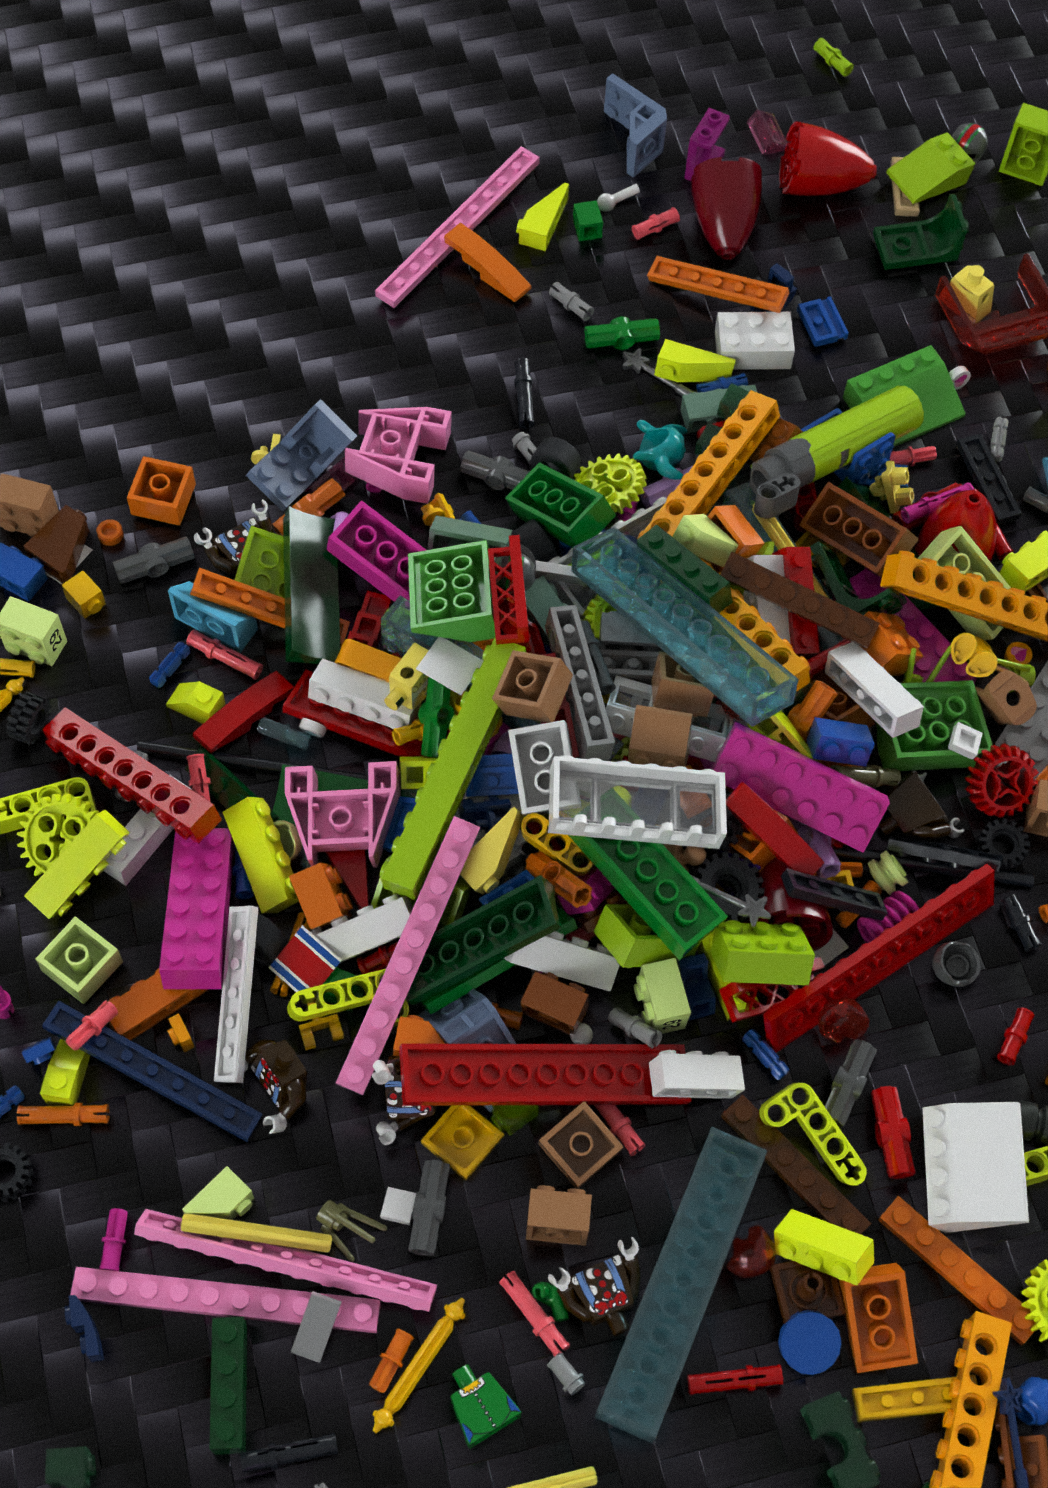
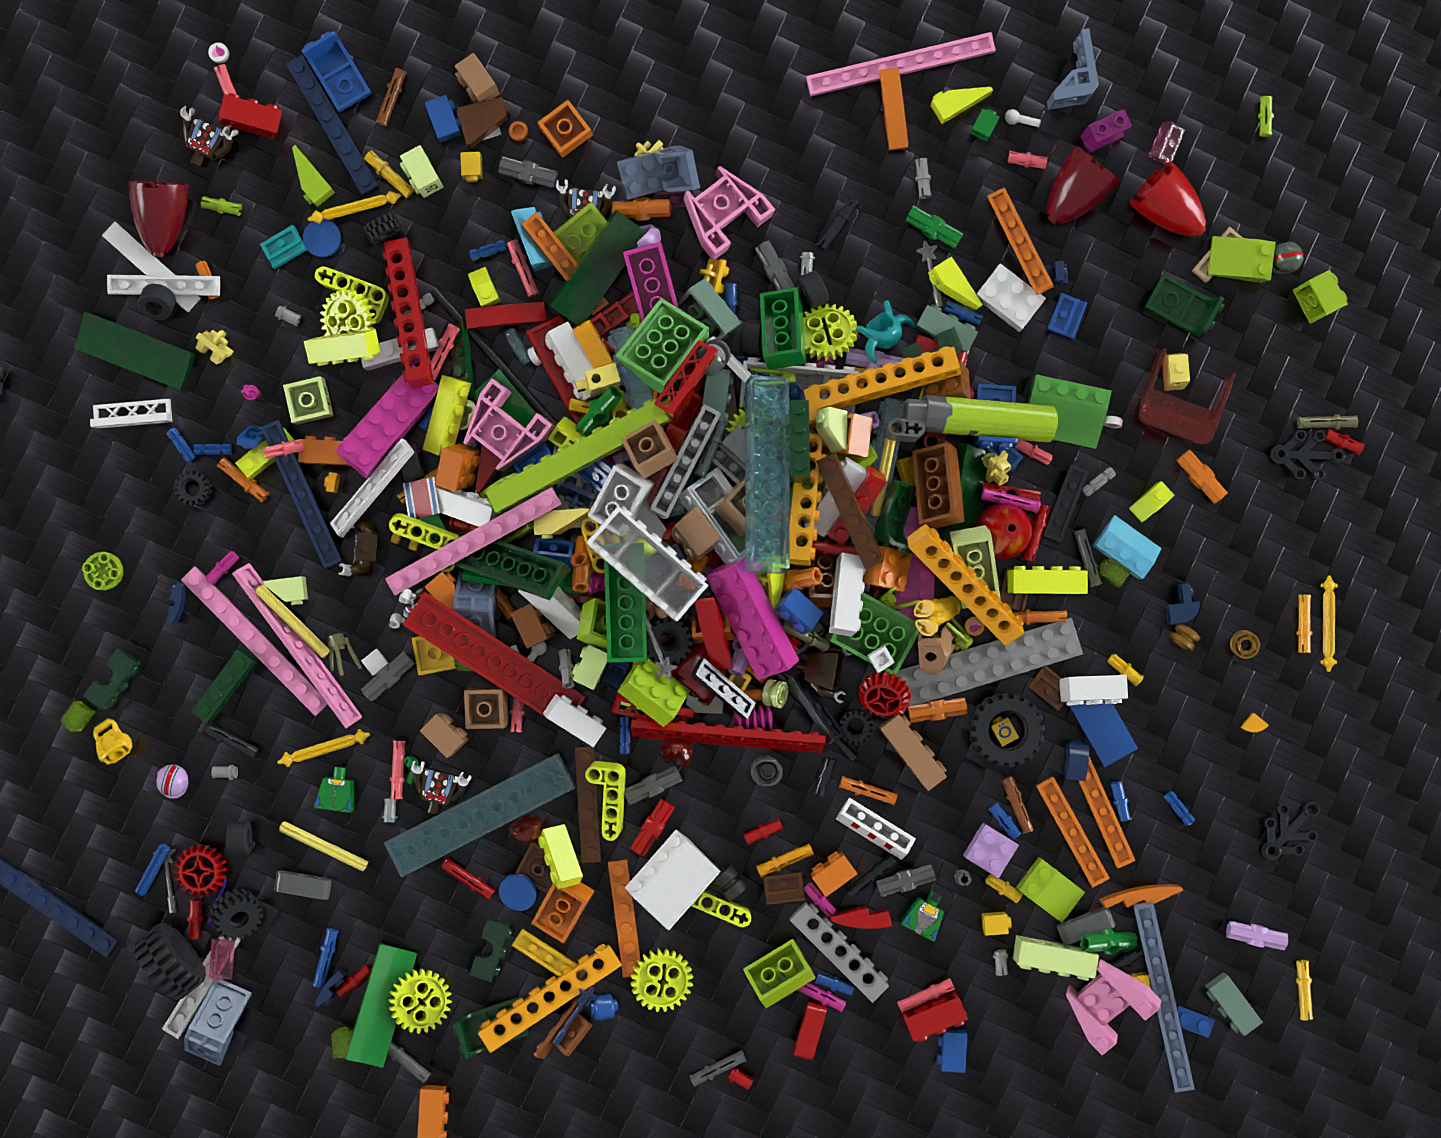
camera: 45 degrees right, 25 degrees up
(316, 1327) = (286, 691): light grey tile -> none
(391, 1361) = (311, 735): orange axle -> none
(449, 665) = (622, 393): white sticker -> none

